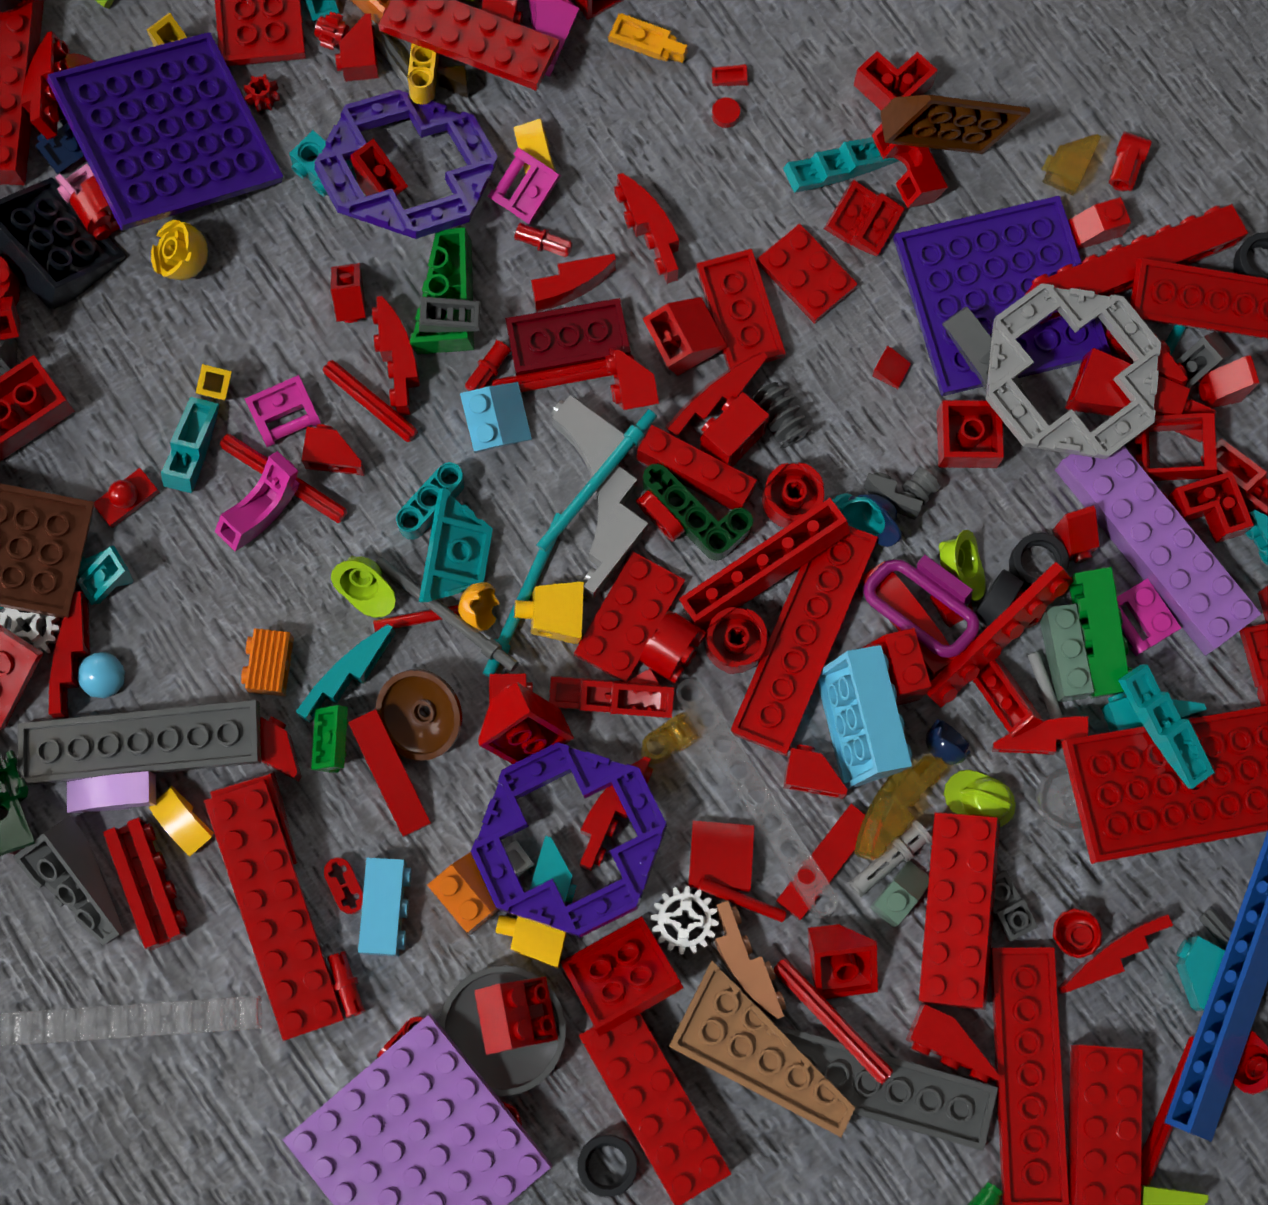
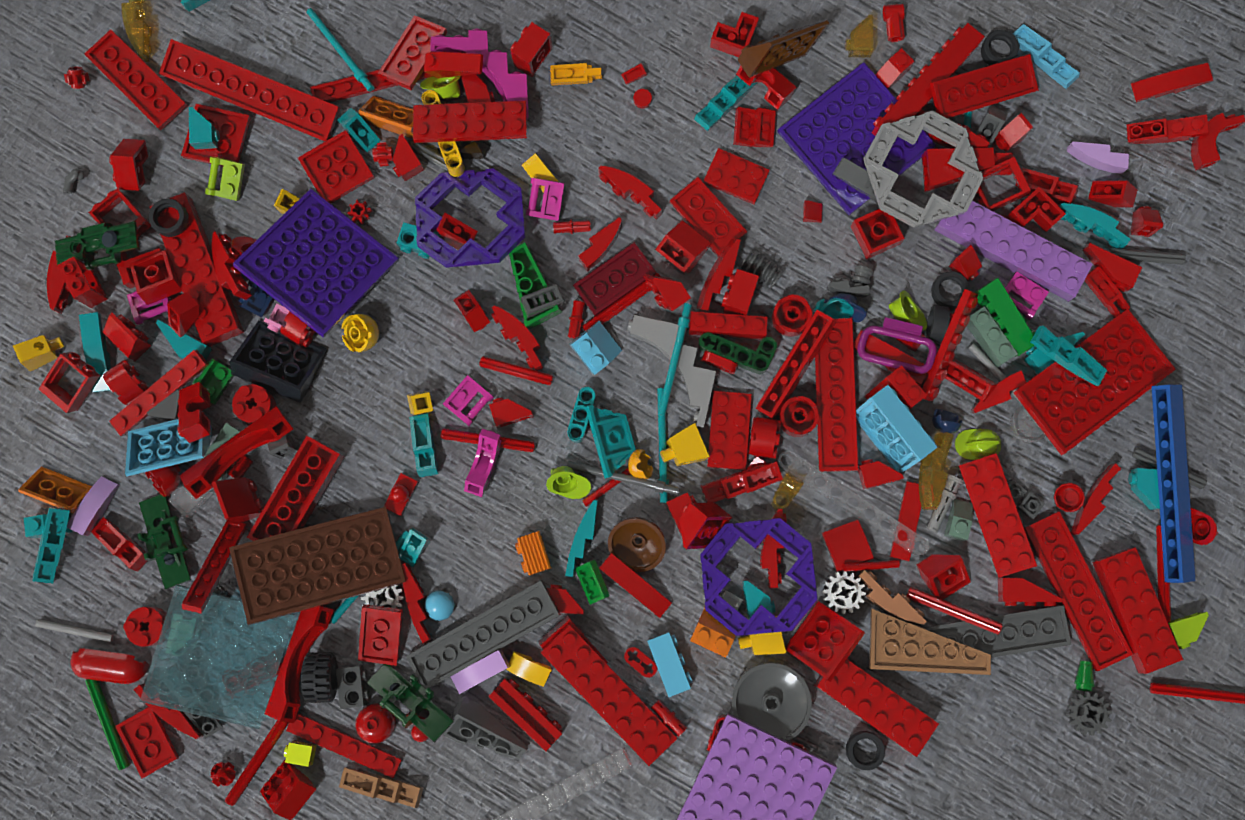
camera: 15 degrees left, 5 degrees up
(516, 1015) = (777, 692): red slope -> none

